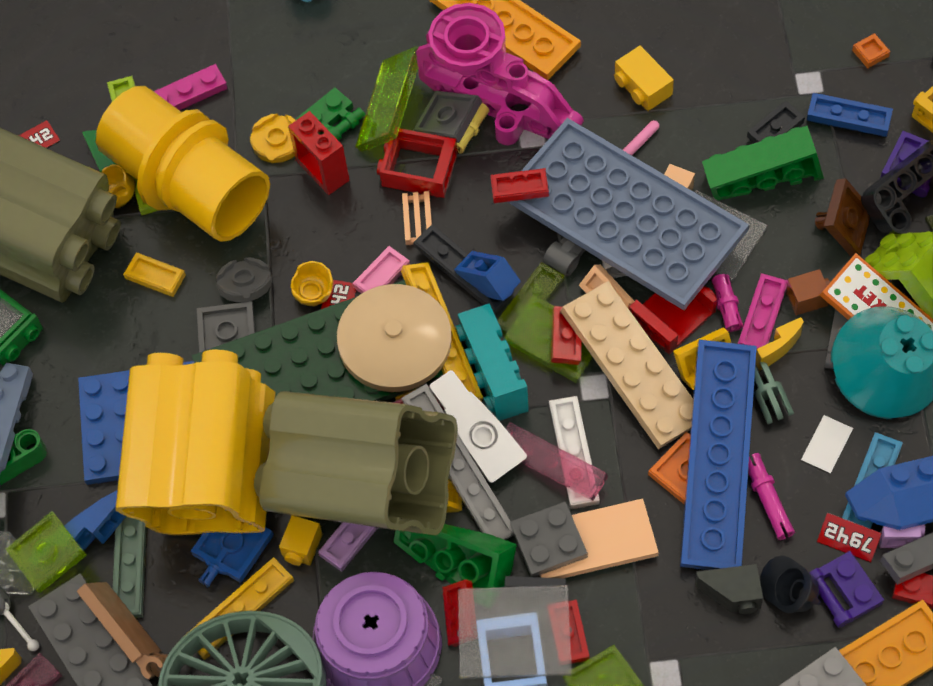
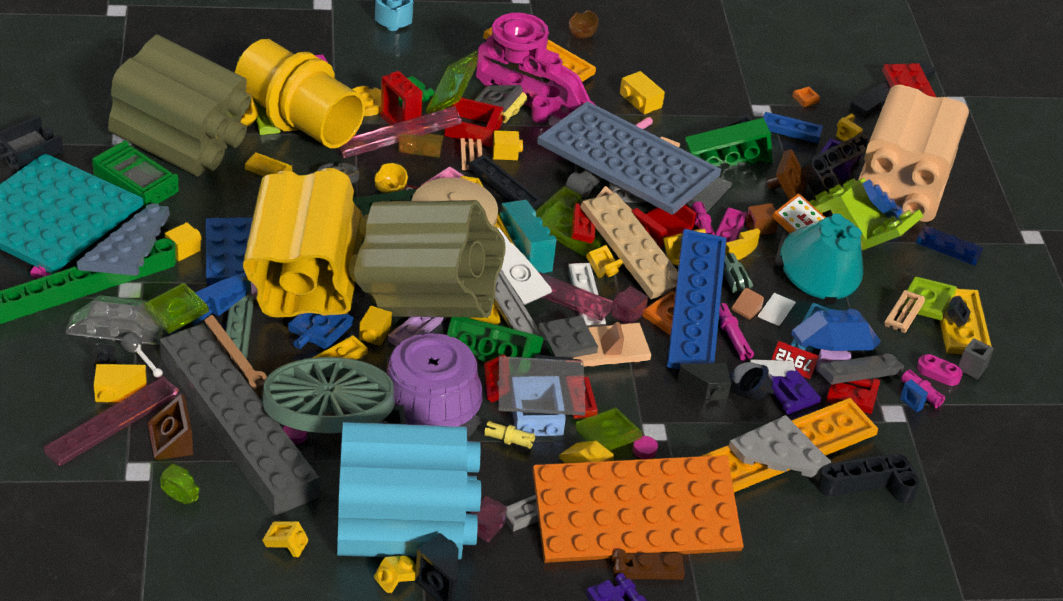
camera: 10 degrees left, 20 degrees down
(52, 422) = (186, 240): none -> yellow brick
(322, 198) = (391, 134): none -> clear pink tile
(350, 210) = (421, 145): none -> clear yellow bracket
(463, 200) = (506, 145): none -> yellow brick
(488, 274) = (527, 183): blue slope -> none
(519, 185) = (552, 130): red plate -> none
(595, 394) = (603, 262): none -> yellow bracket
(606, 540) = (613, 340): none -> nougat slope
(629, 467) = (629, 305): none -> clear pink brick
(787, 444) = (748, 303): none -> nougat slope
(820, 554) = (775, 367): none -> white sticker

